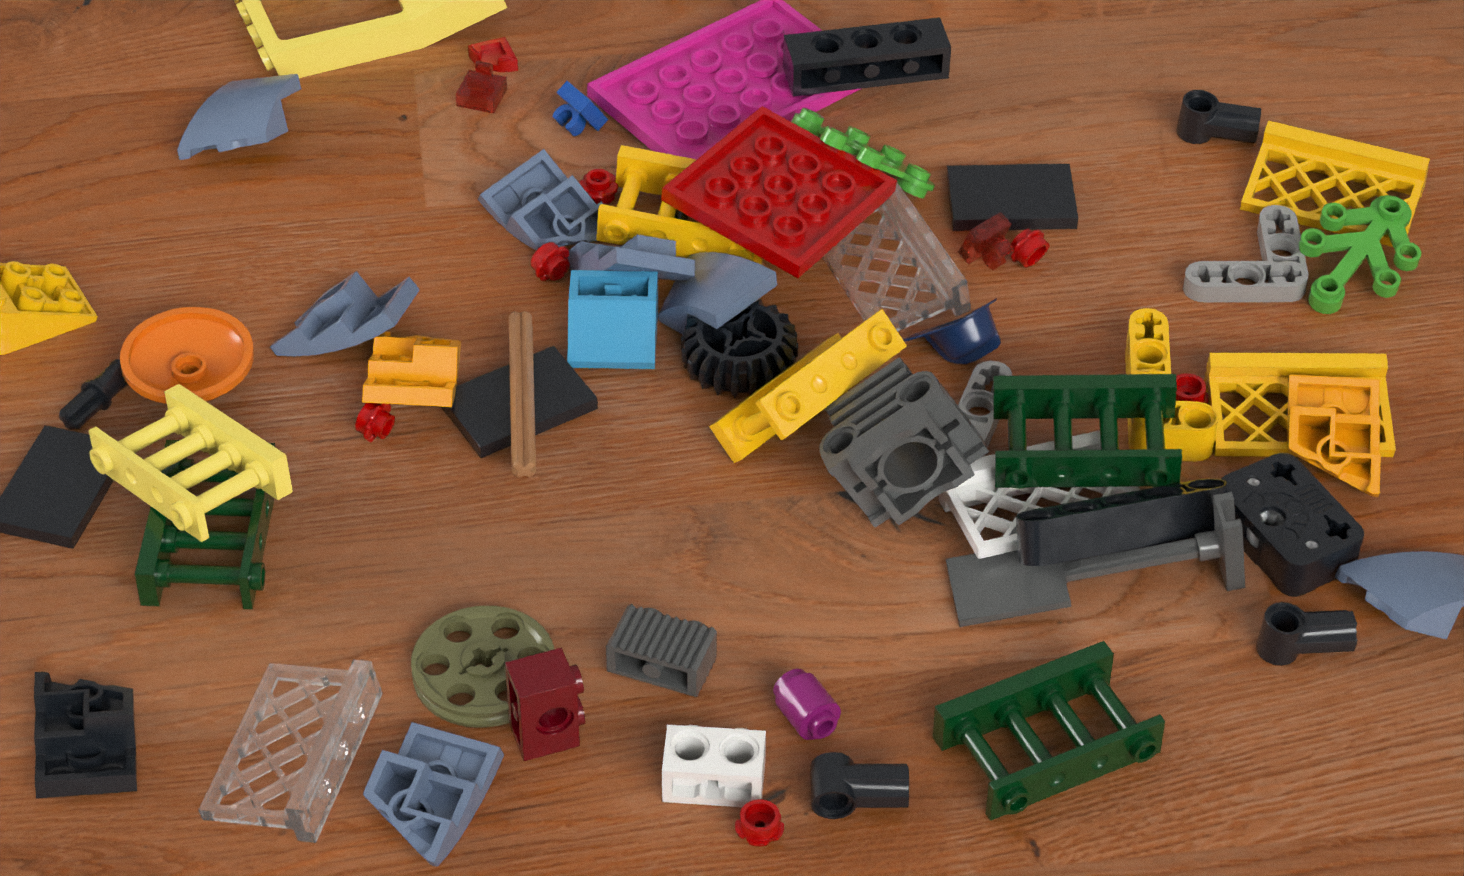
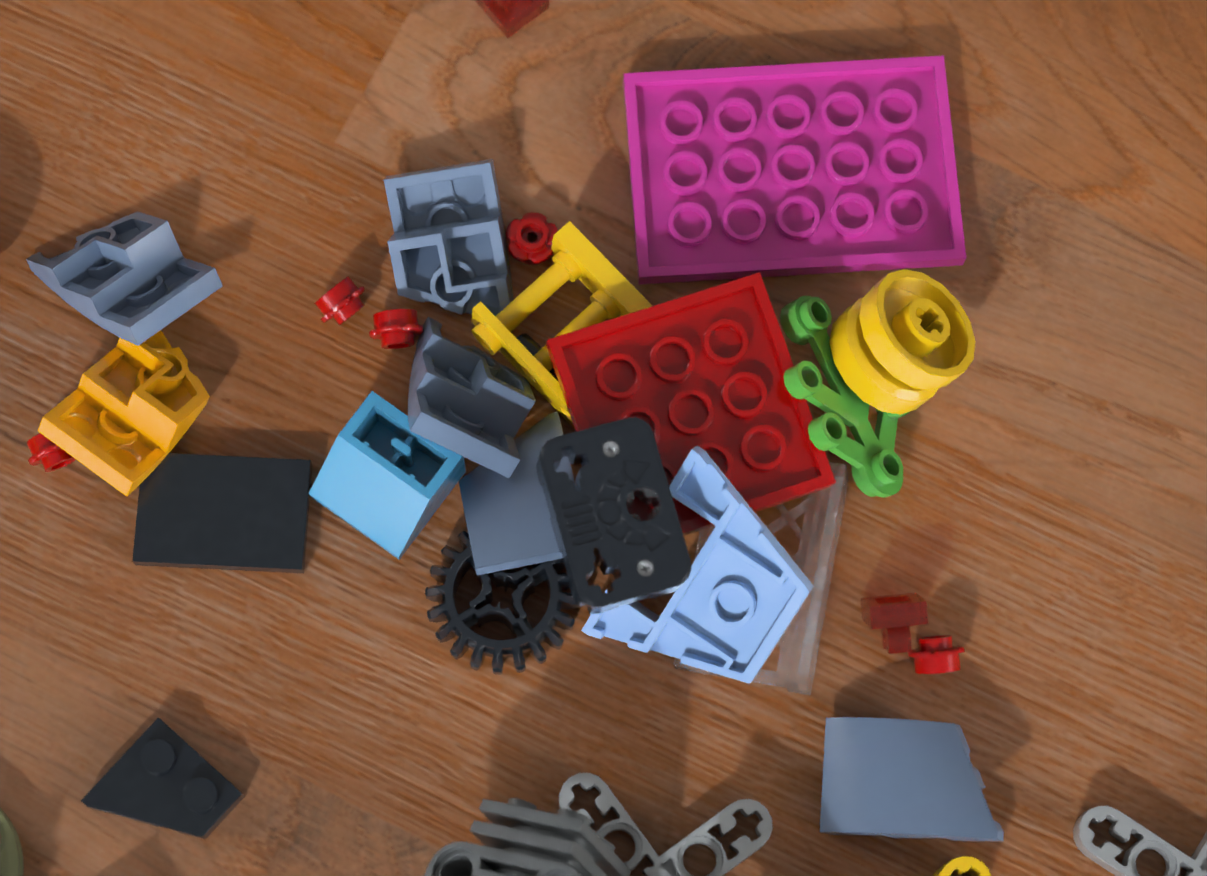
camera: 30 degrees right, 30 degrees up
(503, 266) = (341, 301): none -> red plate
(522, 395) = (218, 520): medium nougat axle -> none
(579, 109) = (594, 105): blue tile -> none
(605, 546) = (165, 786): none -> black wing
(780, 237) = (594, 520): none -> black axle
(808, 386) = (497, 709): yellow fence -> none
(866, 56) = (975, 272): black brick -> none
(875, 108) = (902, 342): none -> yellow wheel
(885, 261) = (737, 592): none -> light blue wing
(964, 338) = (753, 735): dark blue piece -> none
(1024, 193) = (984, 554): black tile -> none
(1066, 304) = (902, 781): none -> sand blue slope

